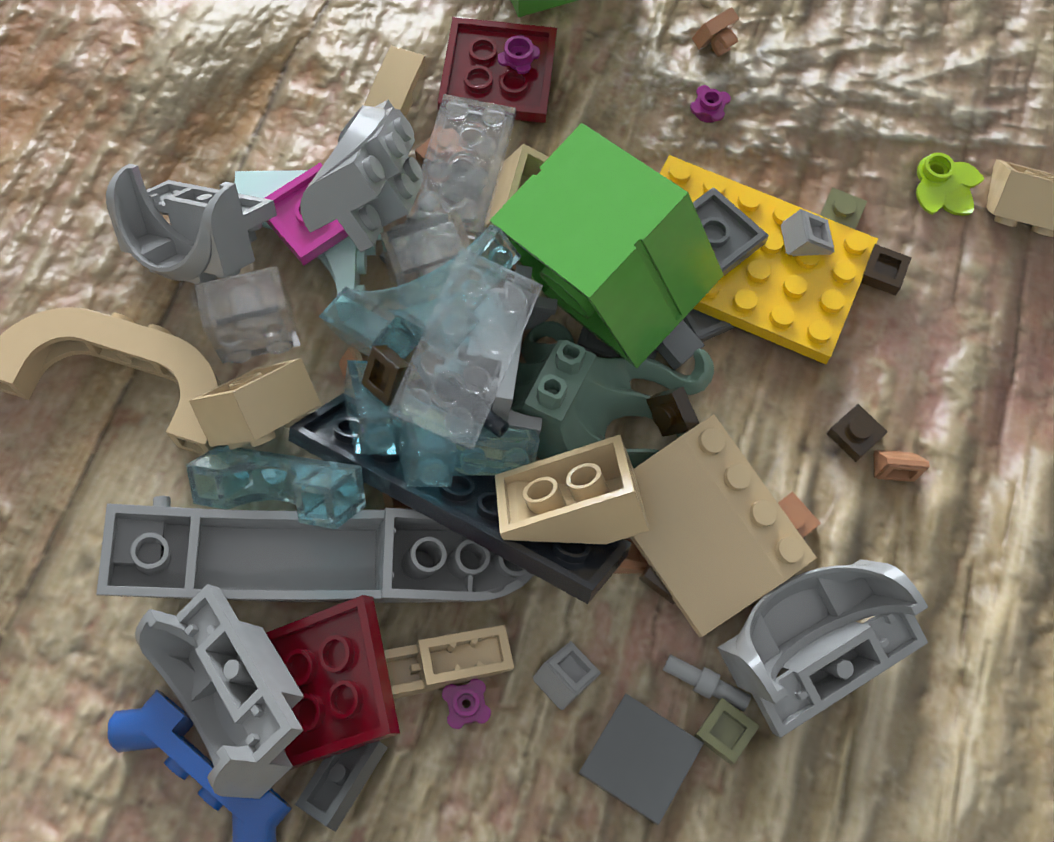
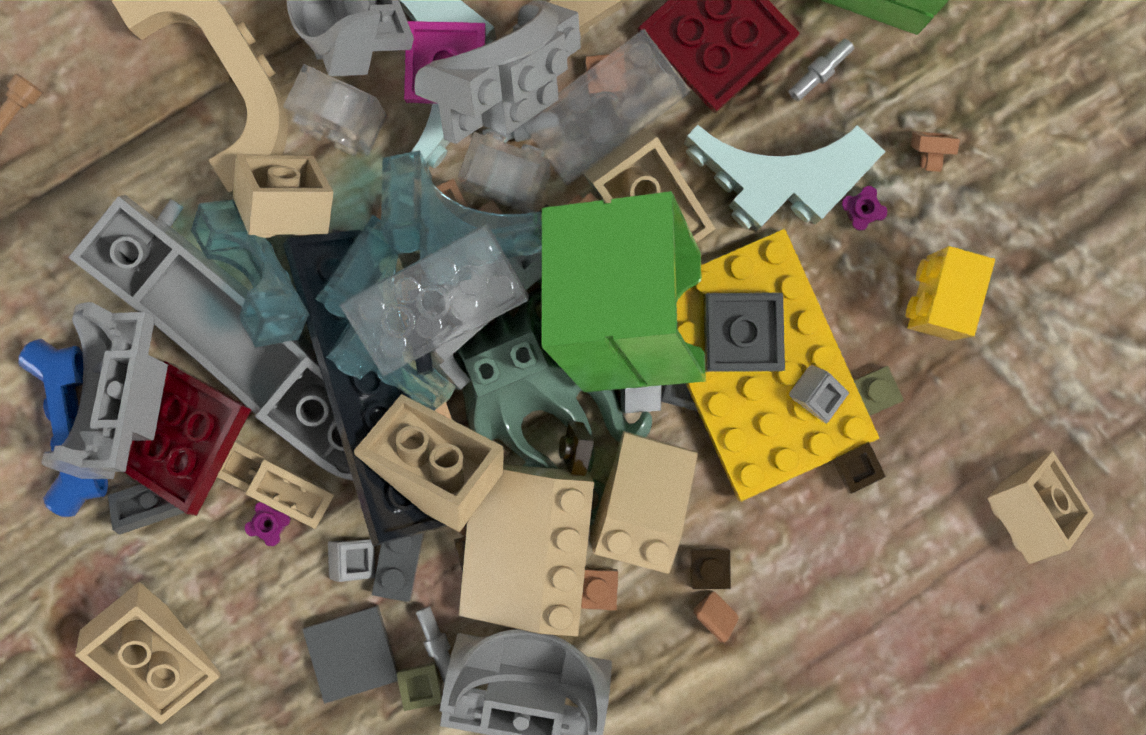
camera: 45 degrees right, 20 degrees up
(384, 373) = (377, 260): dark brown plate -> none
(519, 54) = (742, 27): magenta plate -> none
(592, 44) = (821, 69): none -> light grey bar
(608, 639) = (398, 568): none -> dark grey plate
(651, 114) = (763, 183): none -> light aqua arch
(764, 412) = (644, 503): none -> tan slope
(827, 101) = (950, 293): none -> yellow brick
(946, 185) = (984, 445): lime plate -> none

